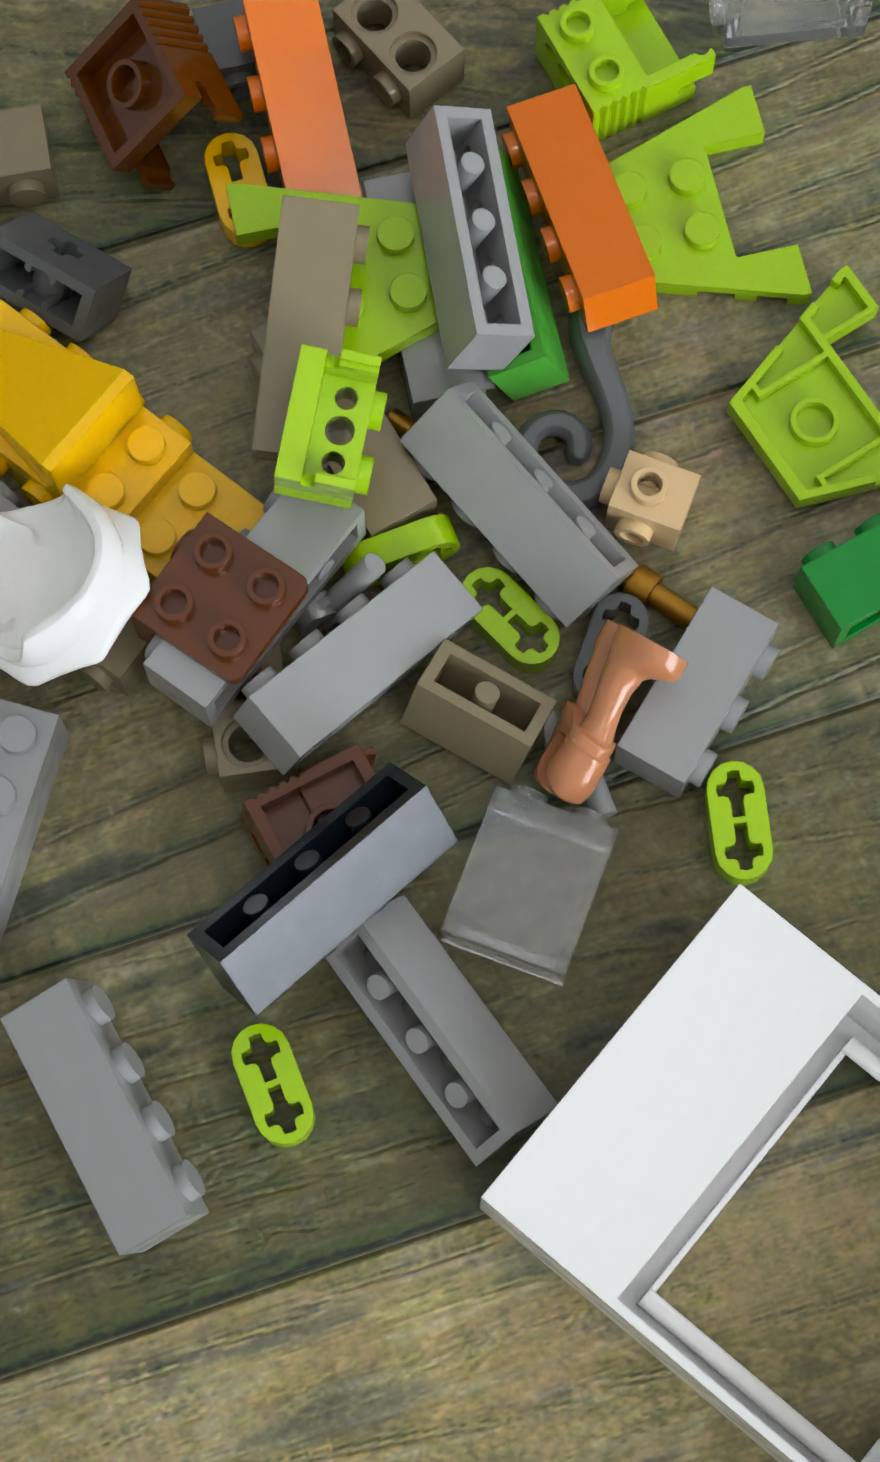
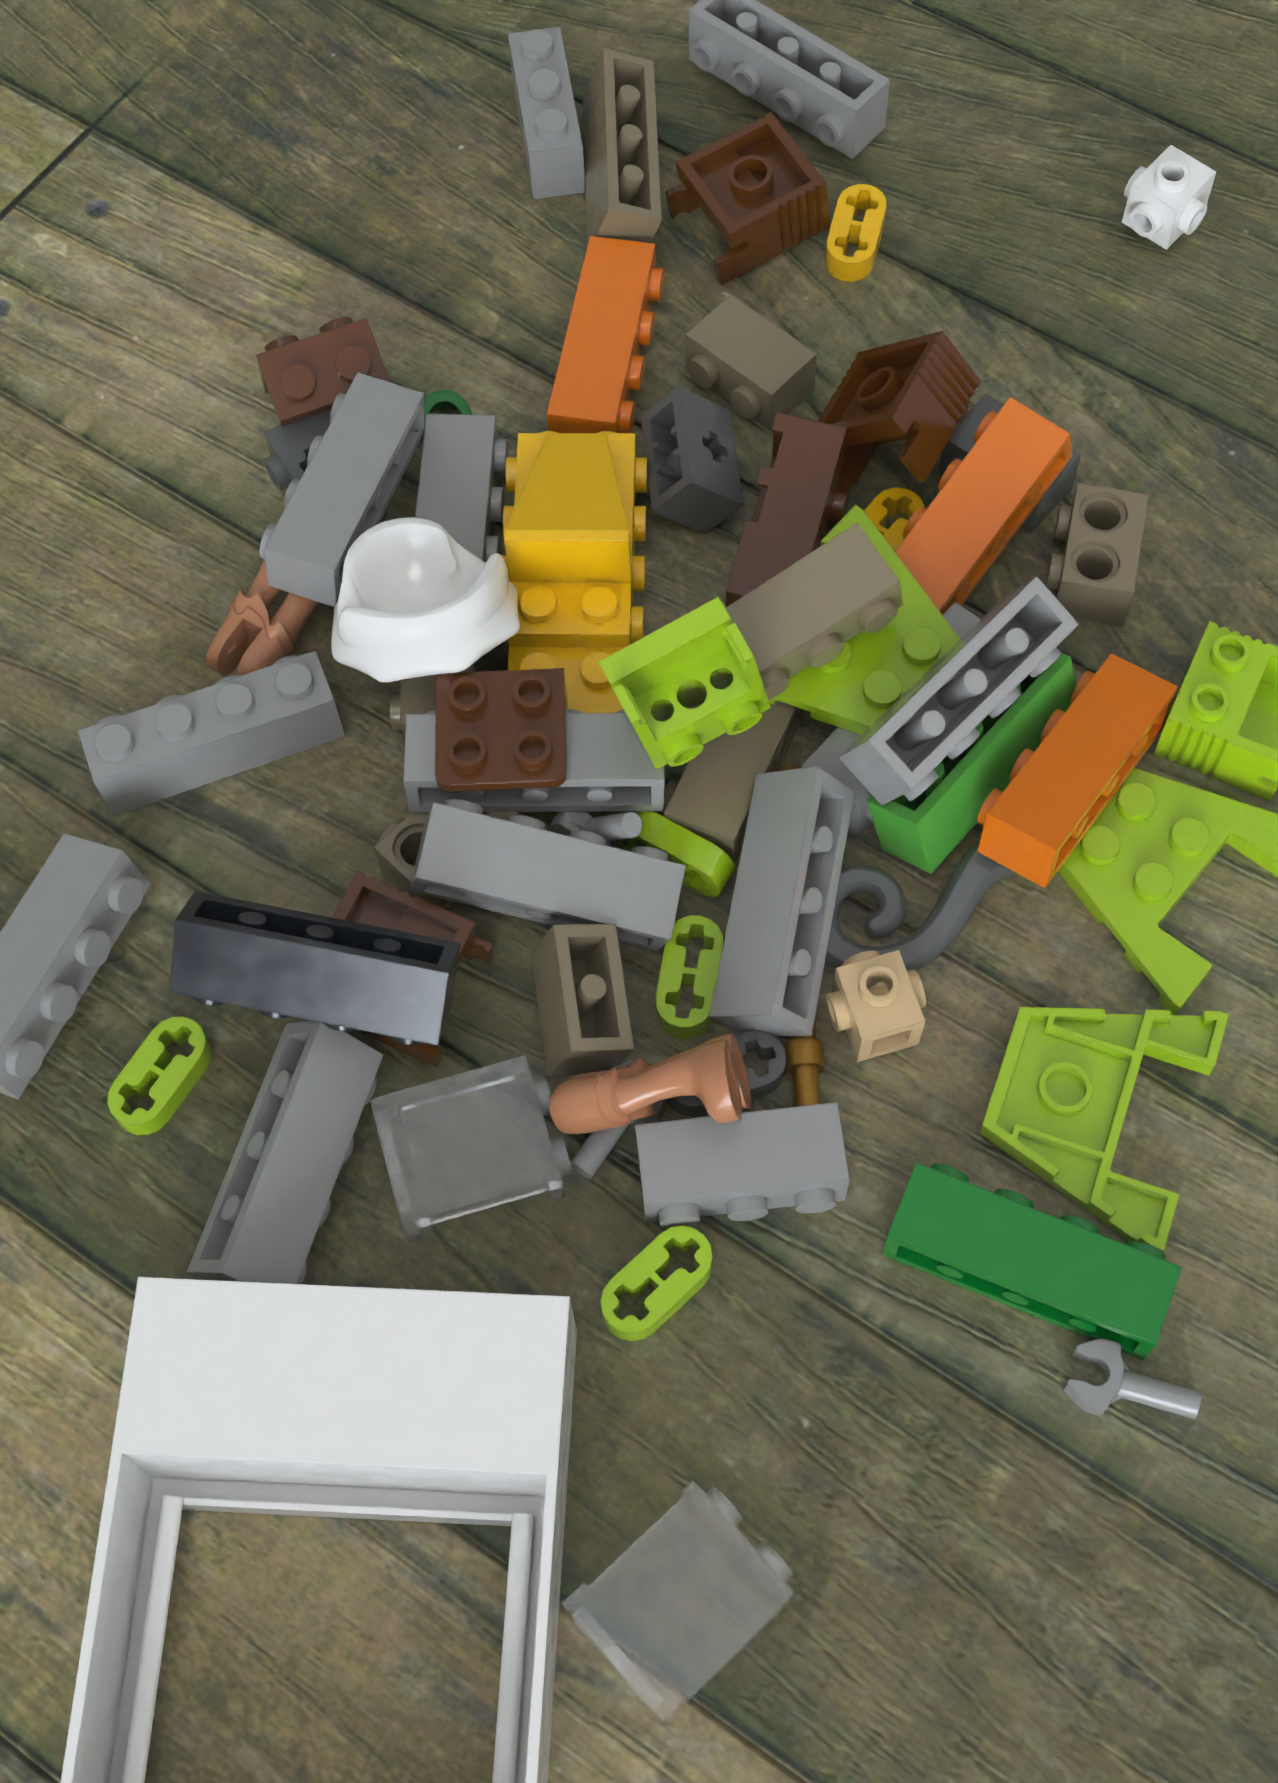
camera: 55 degrees right, 10 degrees down
(184, 250) = (795, 502): none -> reddish brown wedge

